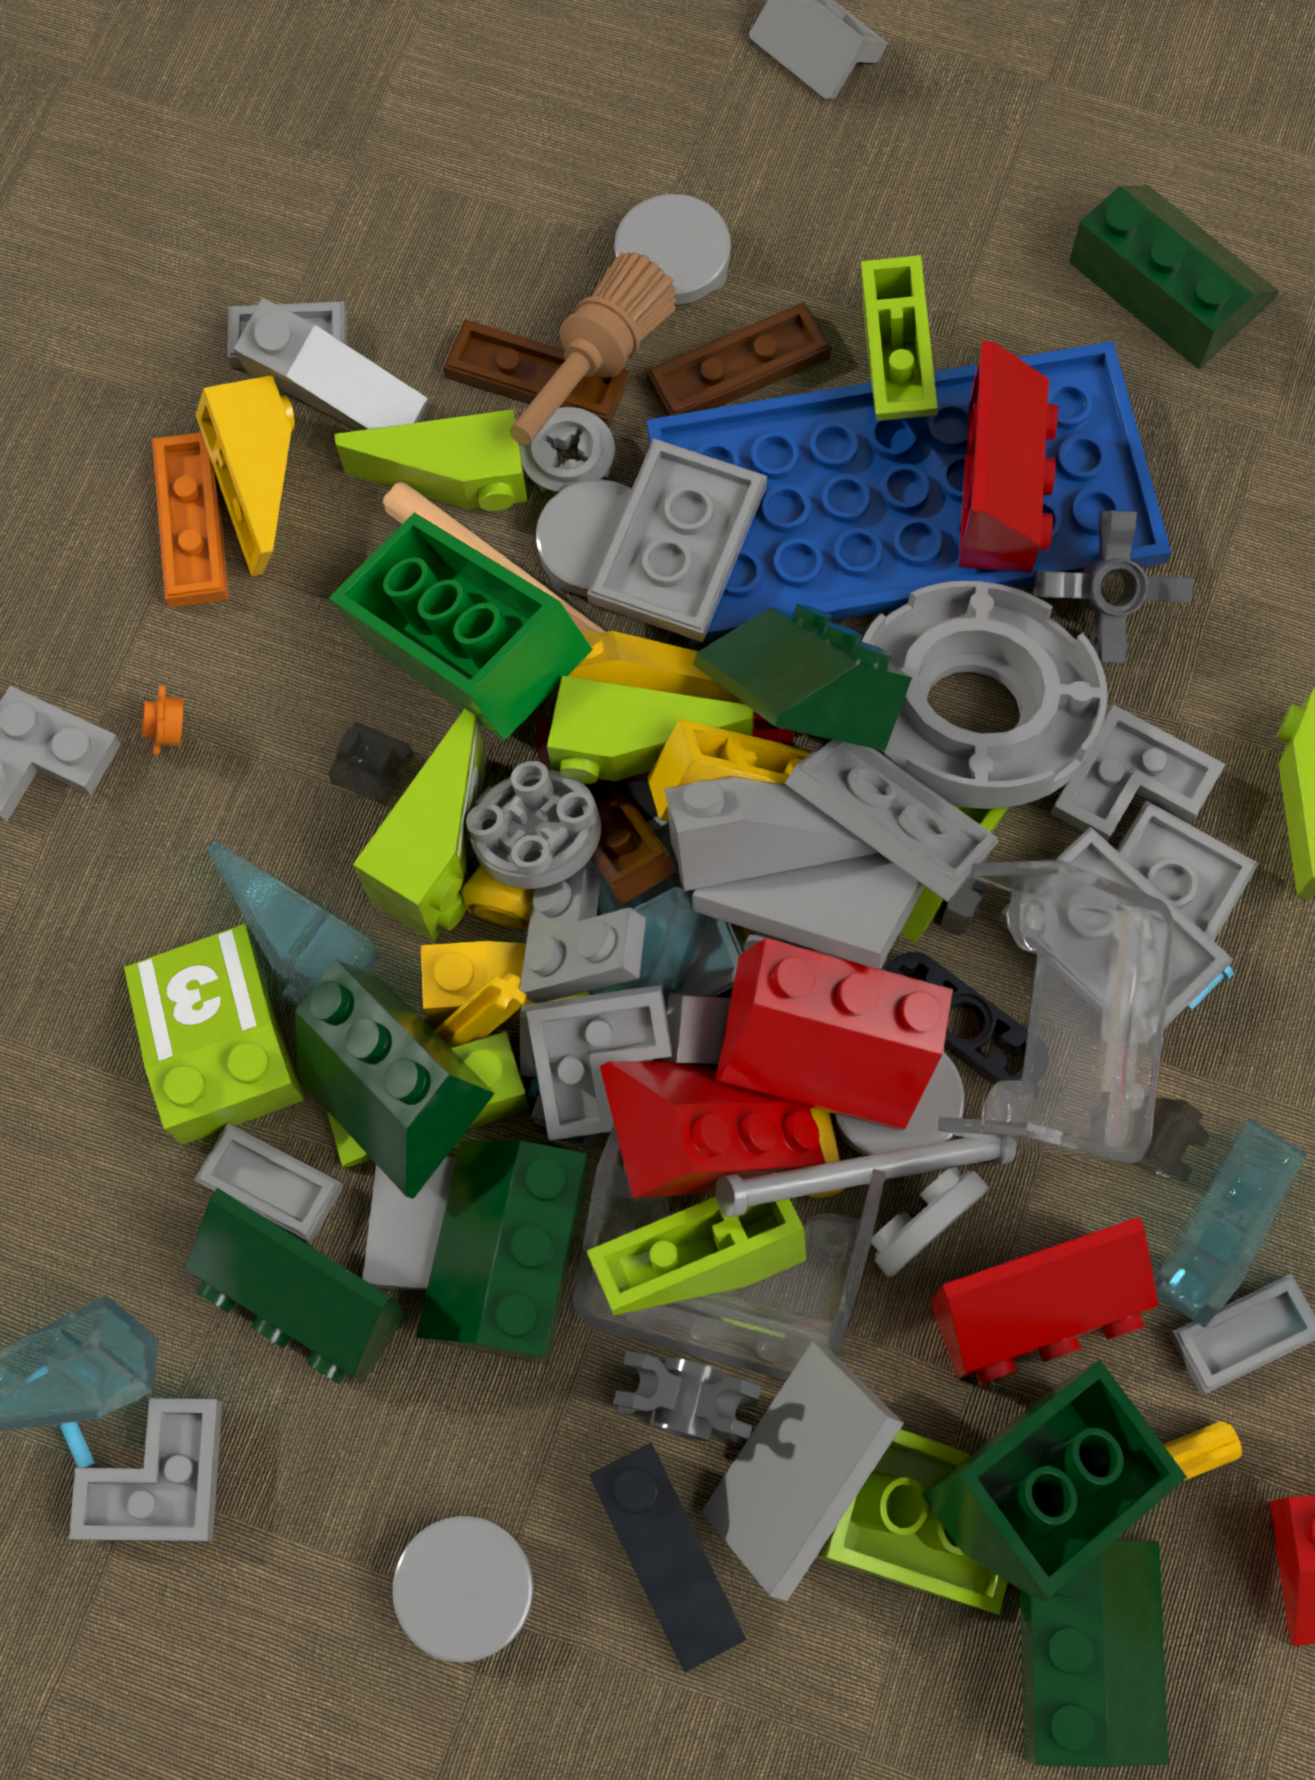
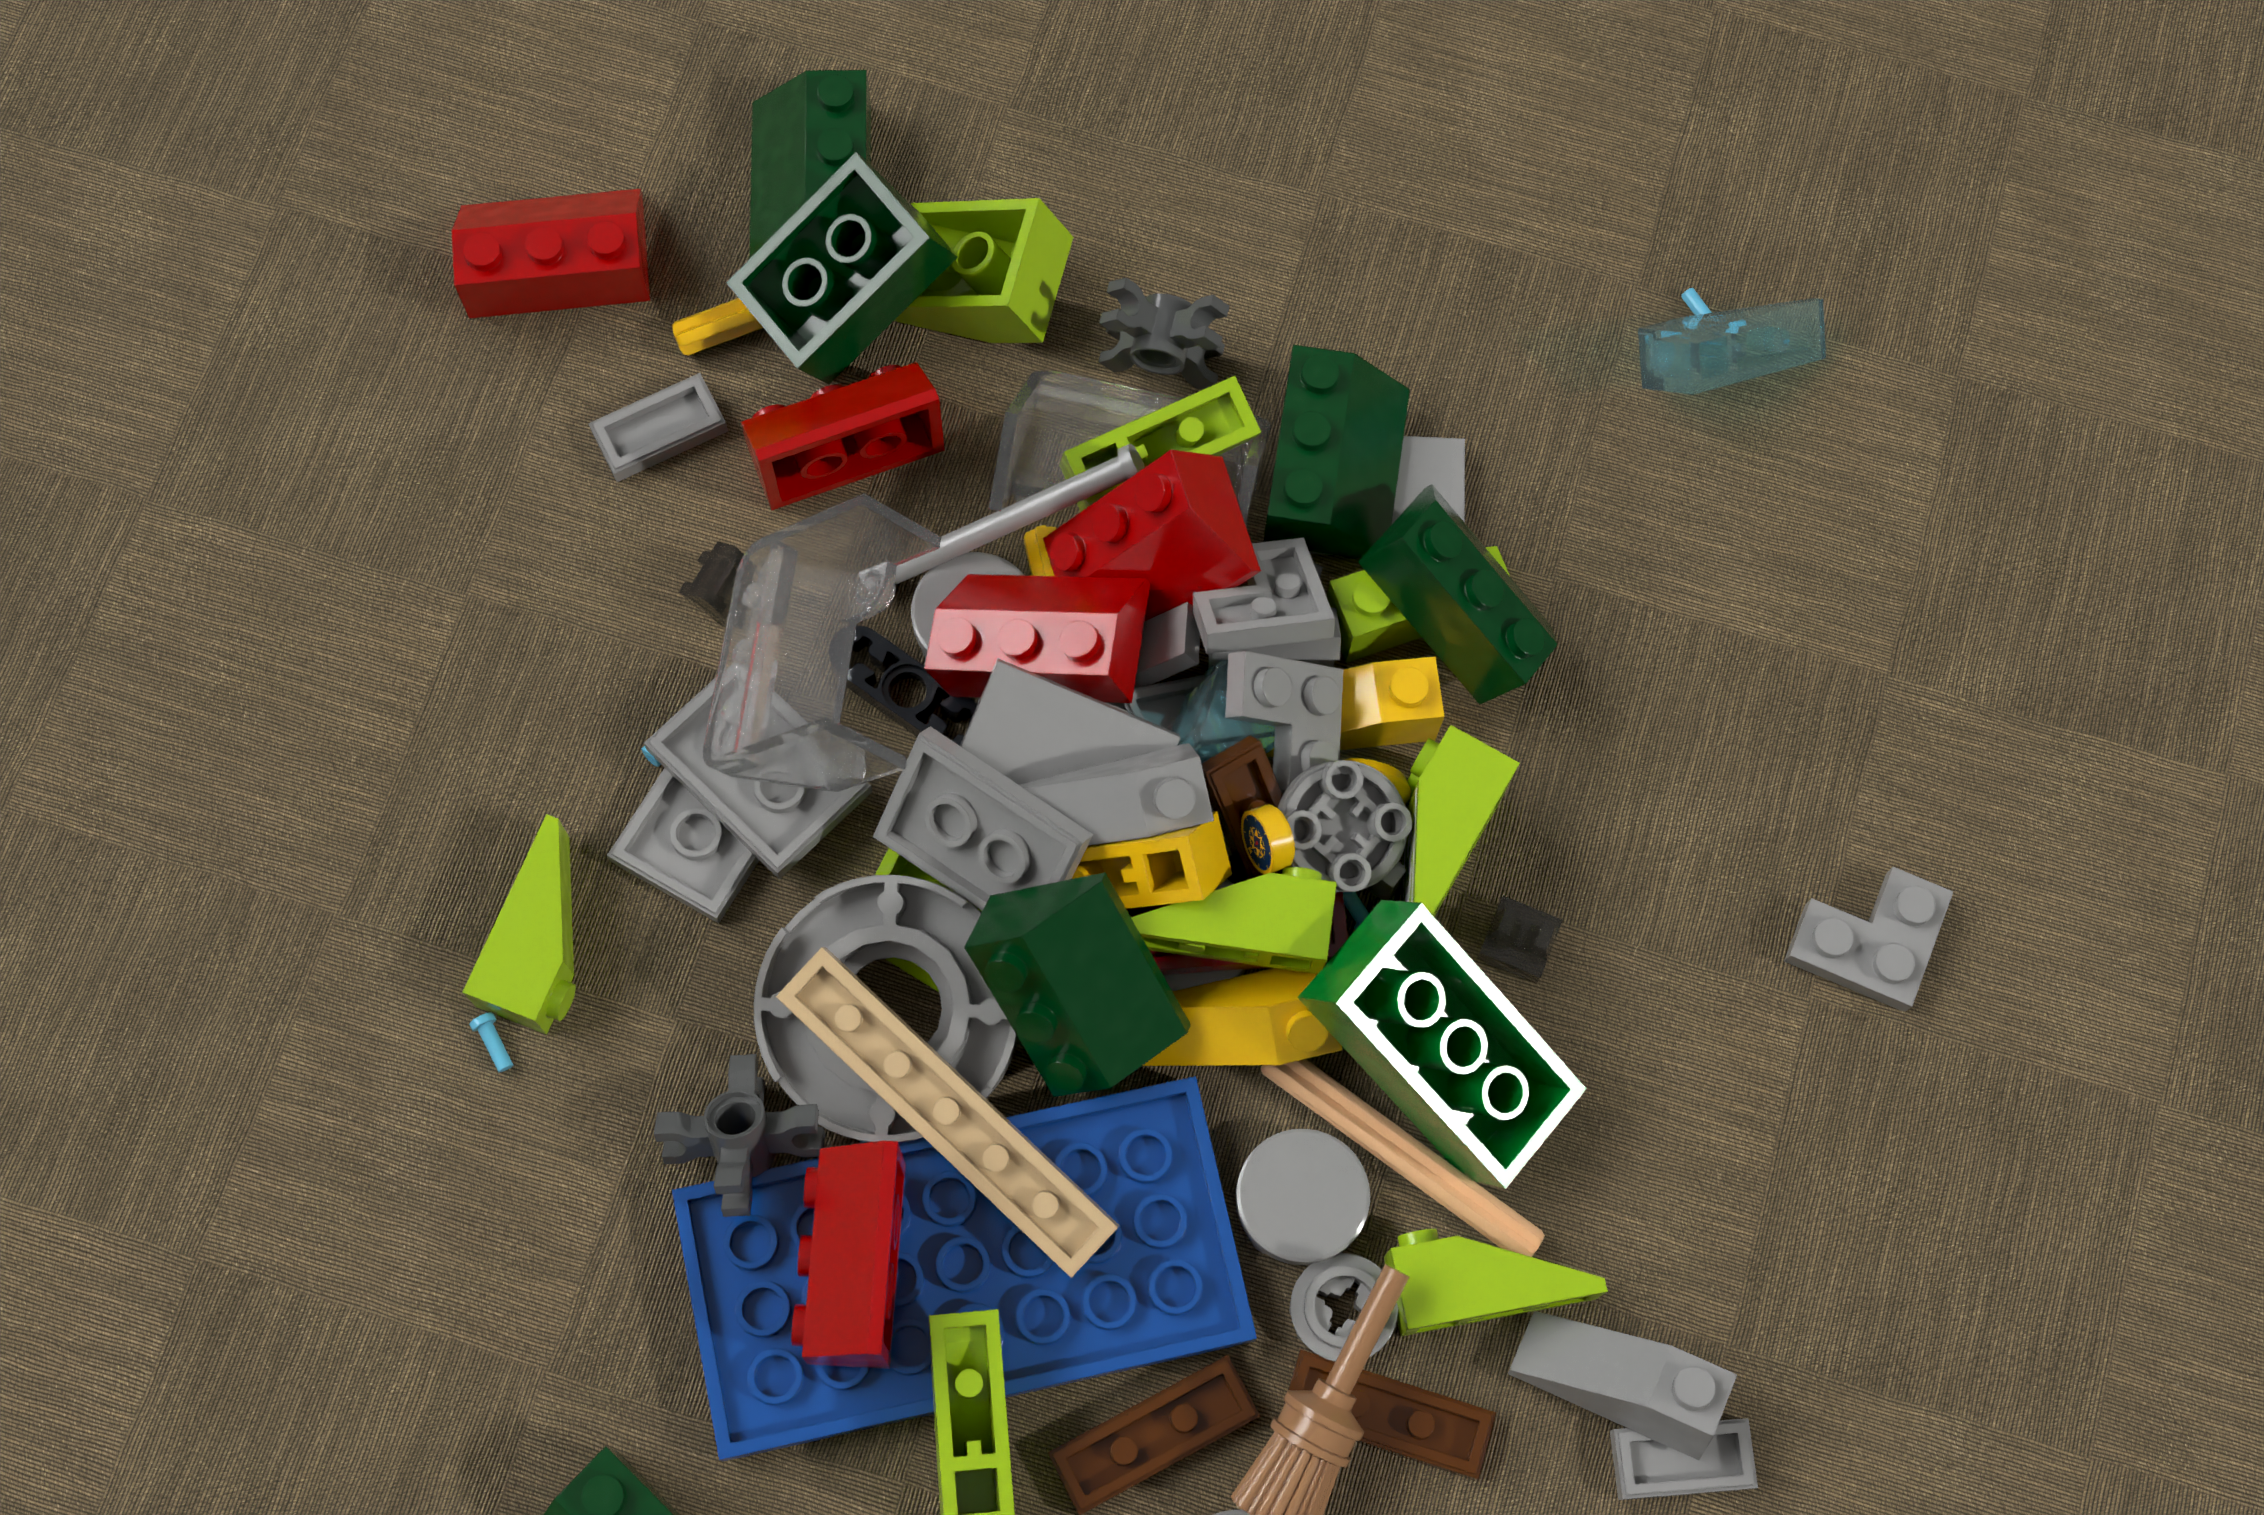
camera: 170 degrees right, 0 degrees up
(163, 720) = (1742, 969): orange plate -> none
(171, 1494) = (1613, 264): light grey plate -> none
(189, 521) = (1756, 1218): orange tile -> none
(210, 1036) = (1640, 655): lime slope -> none
(248, 444) = (1697, 1279): yellow slope -> none
(270, 1182) = (1563, 529): light grey tile -> none
(290, 929) = (1570, 746): clear light blue slope -> none
(291, 1290) = (1522, 424): dark green slope -> none
(463, 1589) = (1347, 203): light grey tile -> none
(483, 1011) = (1378, 634): yellow axle -> none
(609, 802) = (1267, 839): none -> yellow tile
(667, 1557) = (1177, 233): black slope -> none
(677, 540) = (1213, 1182): light grey tile -> none
(801, 1470) = (1057, 274): light grey tile -> none
(907, 1237) = (950, 483): light grey tile -> none
(927, 588) = (947, 1111): none -> tan plate
(1134, 760) = (720, 957): light grey plate -> none
(1228, 1223) = (667, 512): clear light blue slope -> none

